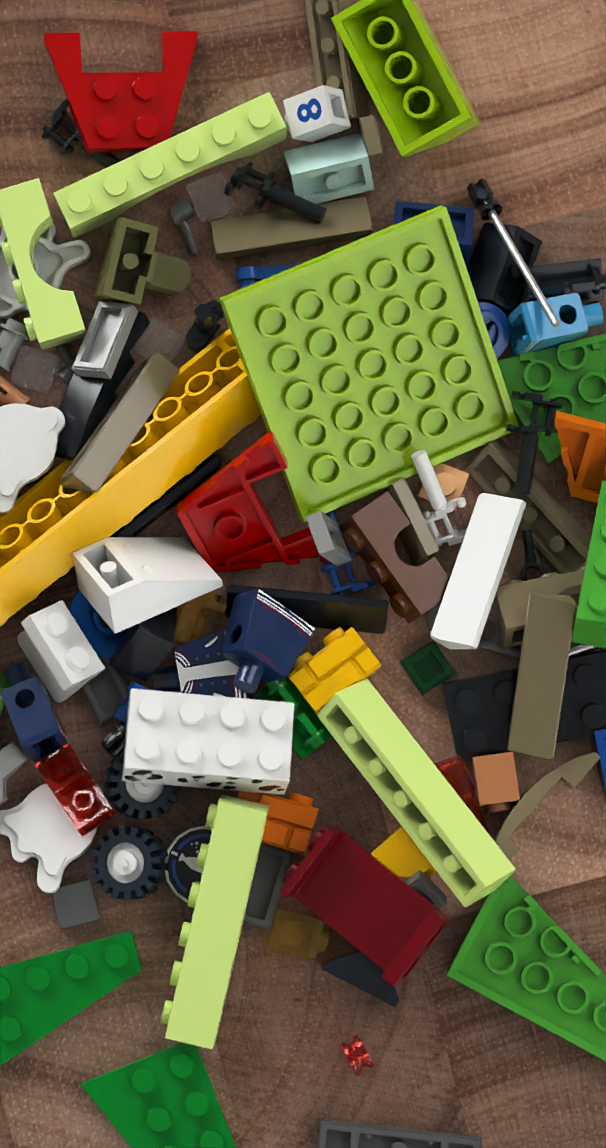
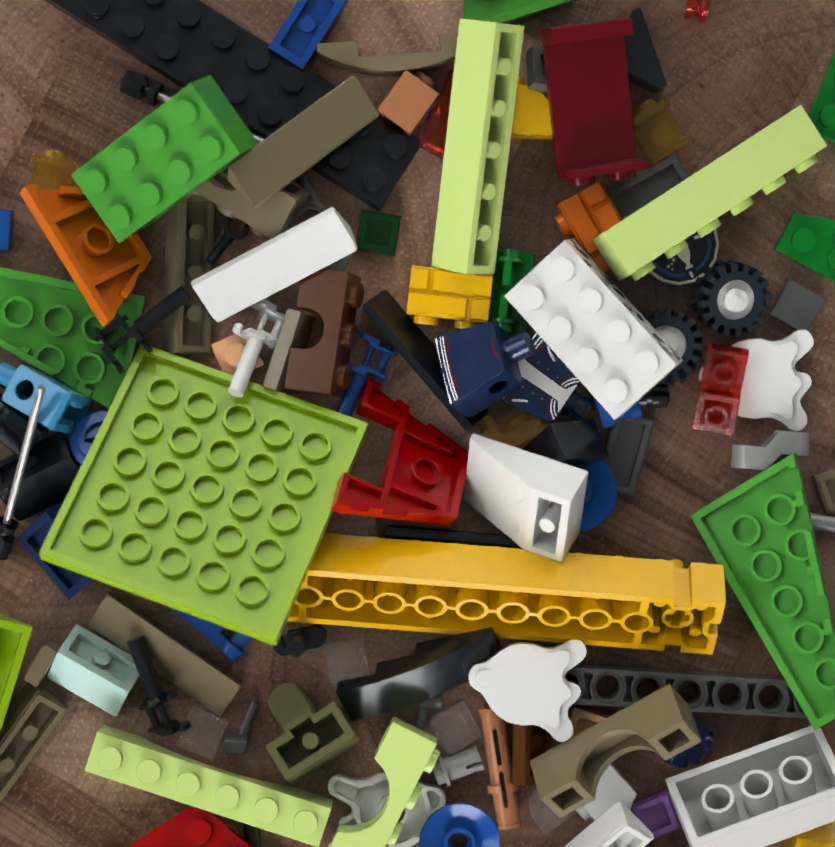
camera: 140 degrees left, 5 degrees up
(37, 725) = (704, 458): dark blue torso -> none
(59, 651) = (636, 500): white bracket -> none
(105, 339) = (384, 699): light grey tile -> none
(120, 424) = (434, 624): dark tan slope -> none
(316, 114) = (65, 720): white brick -> none
(328, 538) = (362, 392): light grey tile -> none

